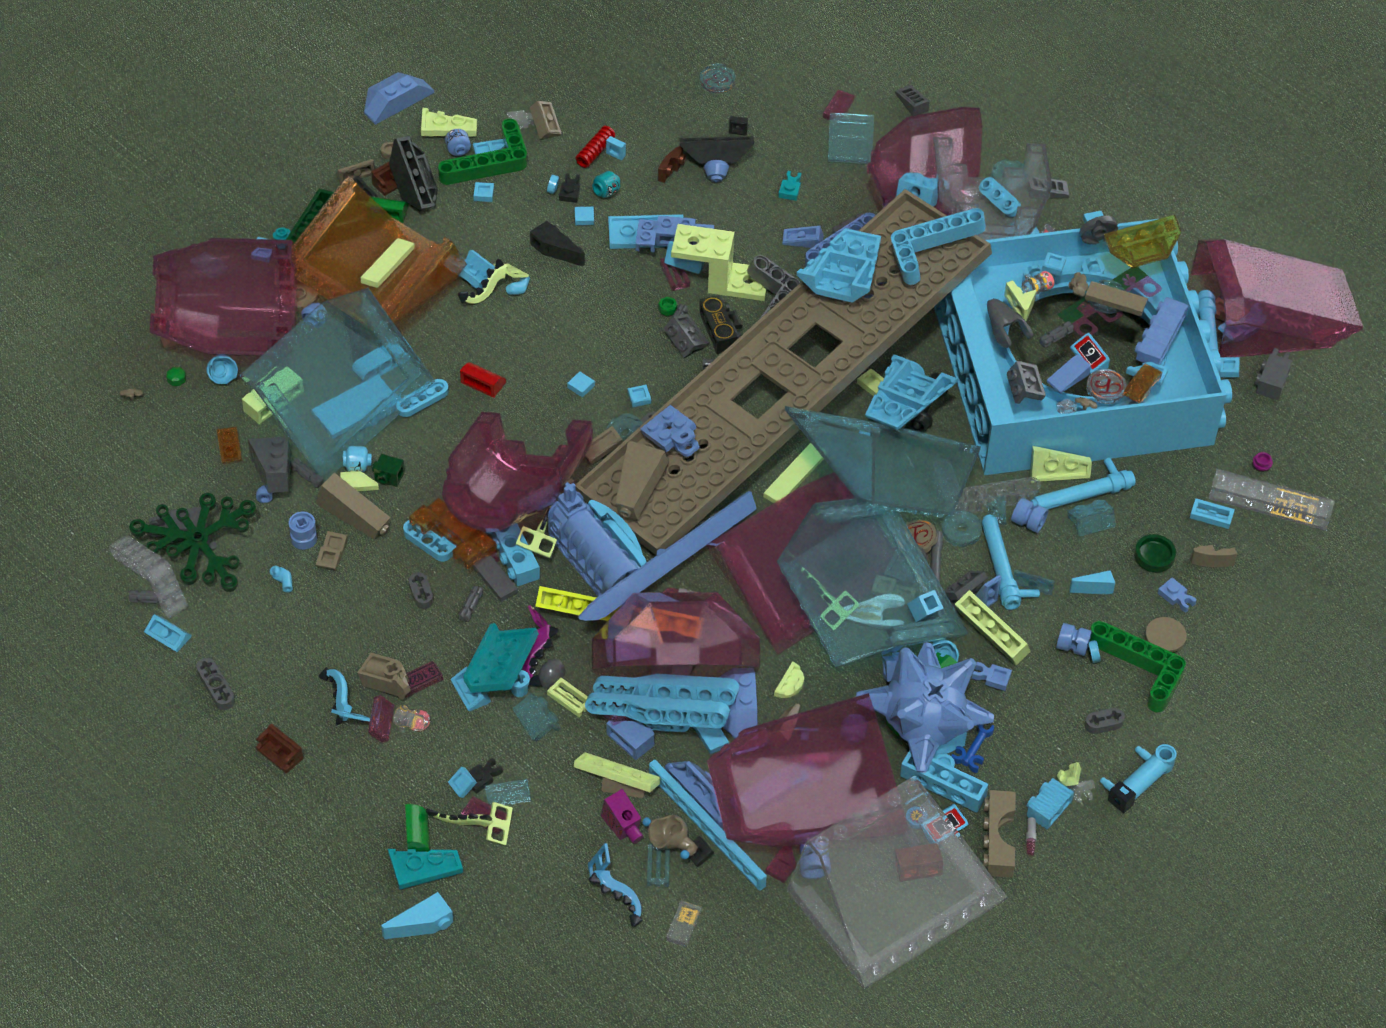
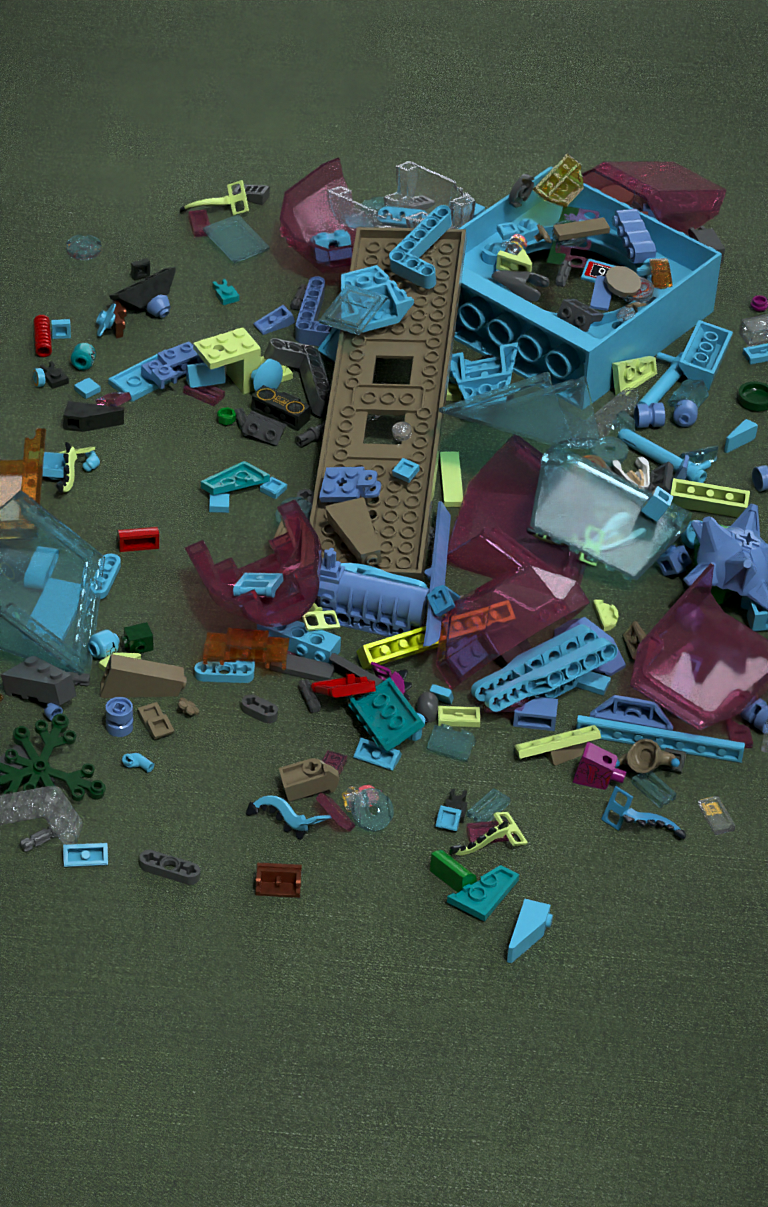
camera: 40 degrees left, 10 degrees down
(367, 554) = (188, 706): none -> dark tan plant
(403, 723) = (361, 811): none -> clear light blue tile
(494, 612) = (344, 686): none -> red container
(519, 473) = (263, 583): none -> medium azure plate
(524, 599) = (350, 668): none -> dark grey tile
(571, 668) = (443, 694): none -> medium azure tile
(587, 238) = (114, 399): none -> clear pink tile
(612, 369) = (235, 478): none -> teal wing
(627, 582) = (442, 600): none -> dark azure bracket
(657, 158) = (105, 319): none -> medium azure plate
(729, 446) = (405, 470): none -> medium azure tile
(732, 287) = (268, 374): none -> medium azure dish
(759, 407) = (401, 431): none -> clear tile
(815, 268) = (353, 309): none -> clear light blue piece
(882, 97) = (227, 200): none -> yellowish green piece
(949, 569) = (641, 476): none -> white animal
(1066, 532) = (685, 413): none -> medium blue head
(1093, 372) = (622, 281): none -> dark tan tile
(1144, 484) = (705, 352): none -> medium azure slope

